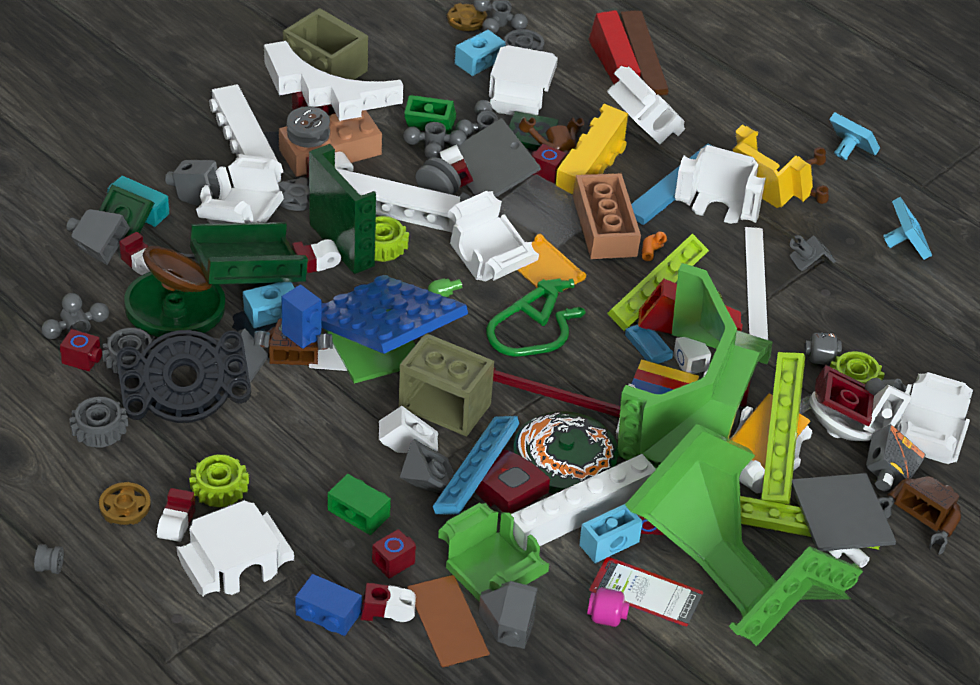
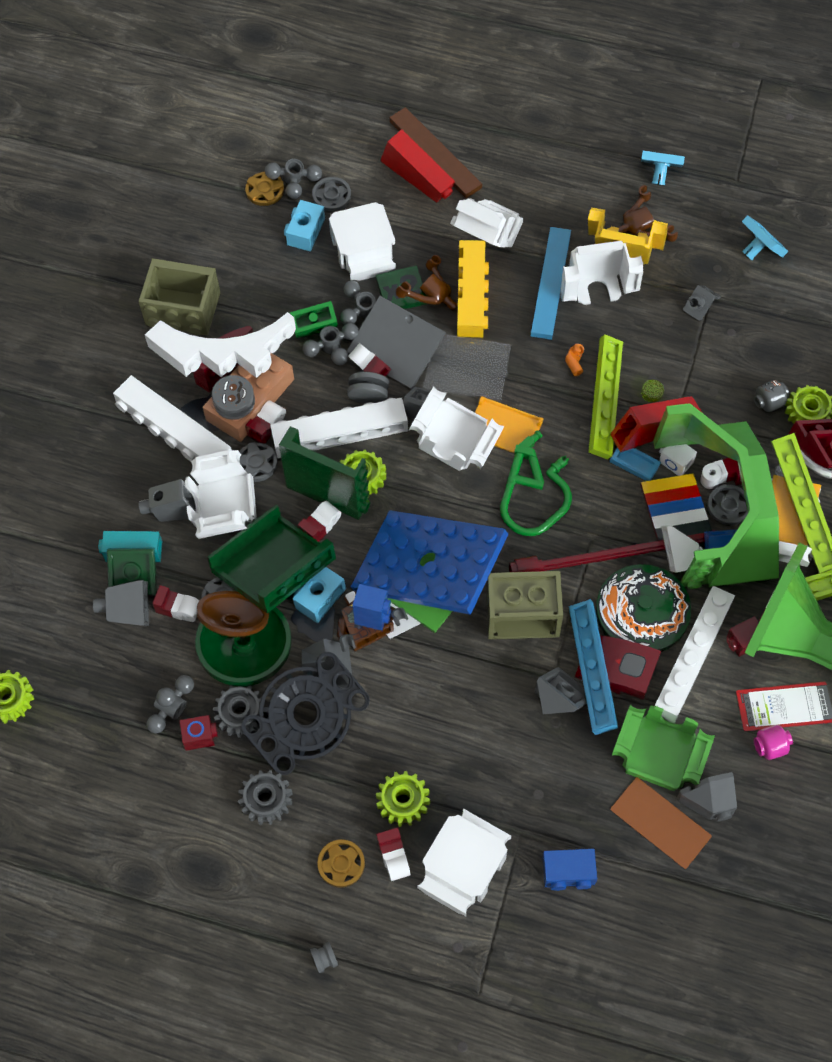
camera: 25 degrees left, 20 degrees up
(359, 504) = (526, 755): green brick -> none
(388, 603) = (611, 838): leg -> none
(393, 553) = (585, 788): dark red brick -> none
(402, 427) = (516, 664): white slope -> none
(444, 286) = (442, 496): bright green cylinder -> none
(549, 161) = (441, 316): dark red brick -> none
(606, 216) = (525, 352): nougat brick -> none
(610, 533) = (733, 674): medium azure brick -> none
(756, 282) = (679, 359): white sticker -> none

